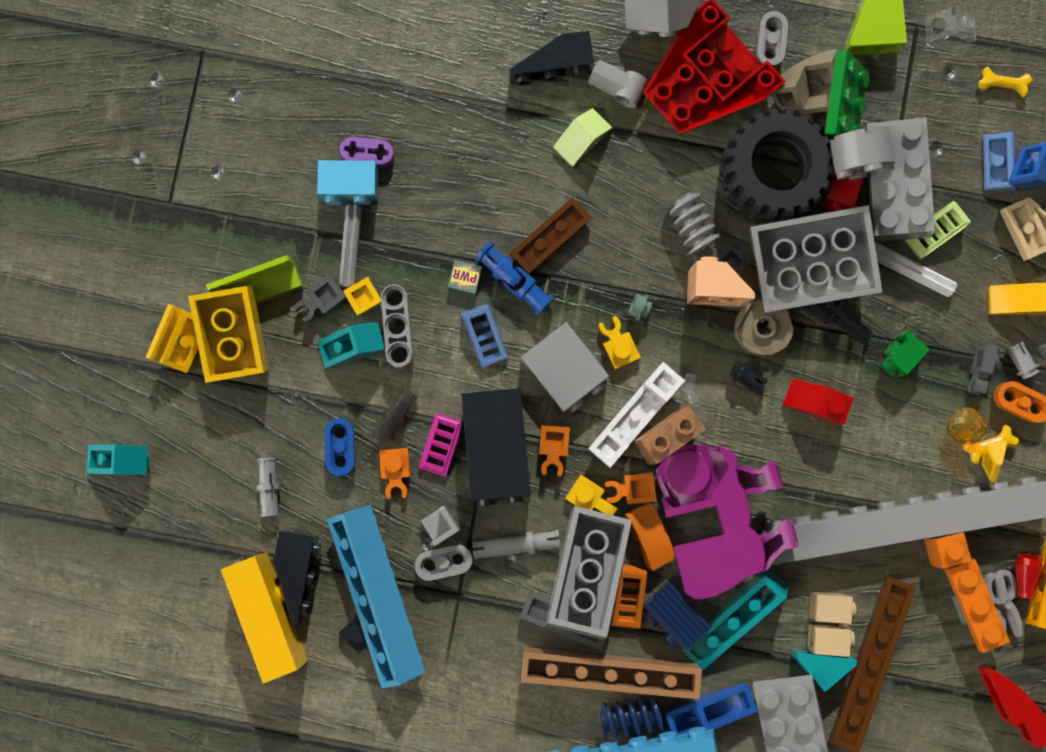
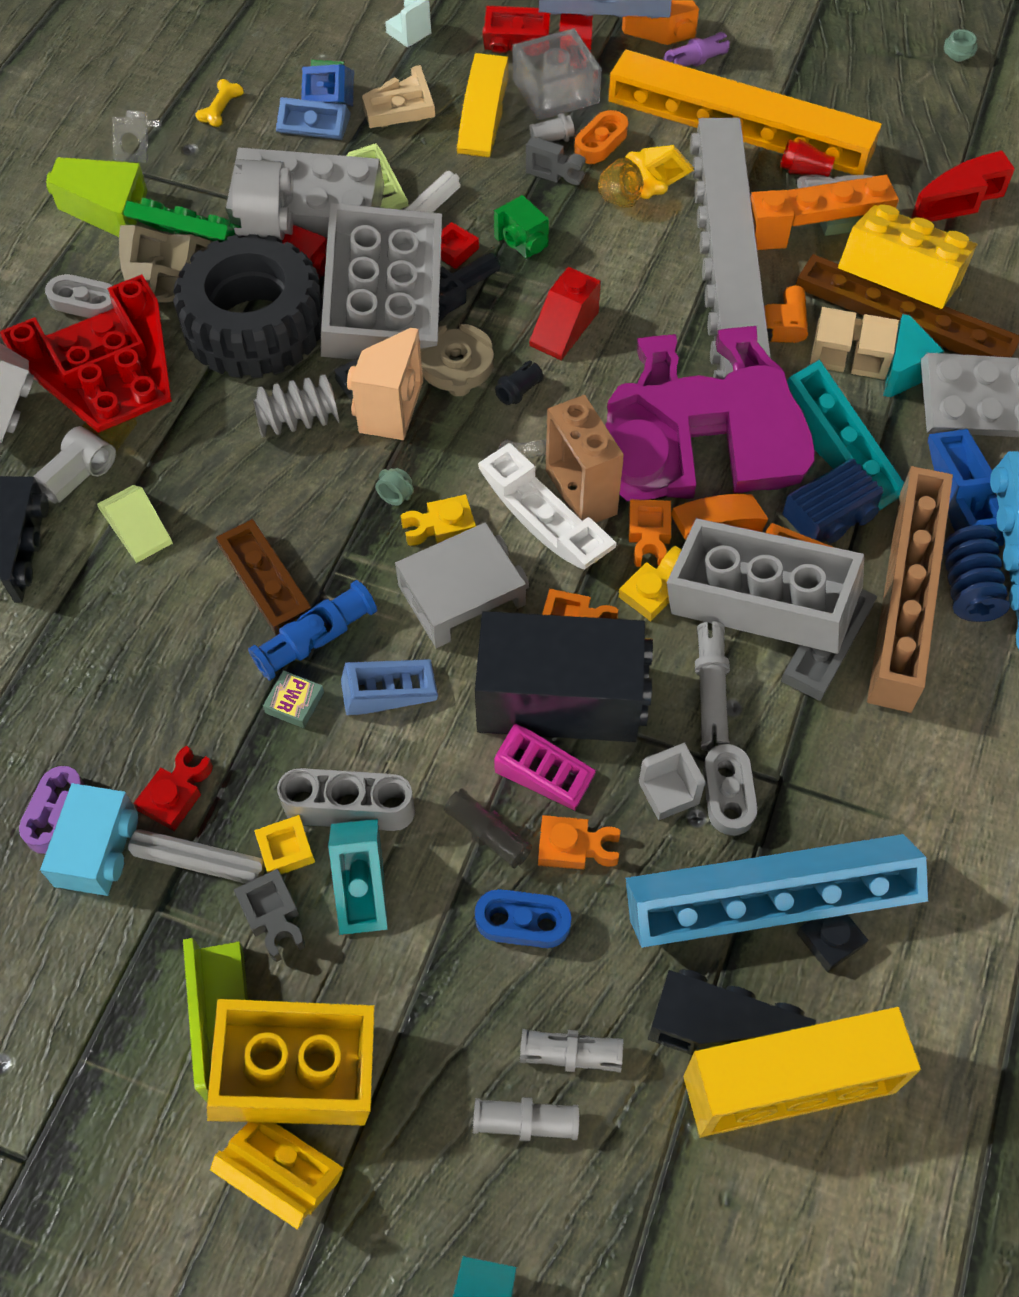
camera: 75 degrees left, 25 degrees down
(226, 467) = (526, 1119): none -> light grey pin
(389, 219) = (173, 794): none -> red plate
(846, 571) = (788, 320): none -> orange piece
(877, 306) = (457, 245): none -> red plate
(921, 662) = (907, 255): none -> yellow brick

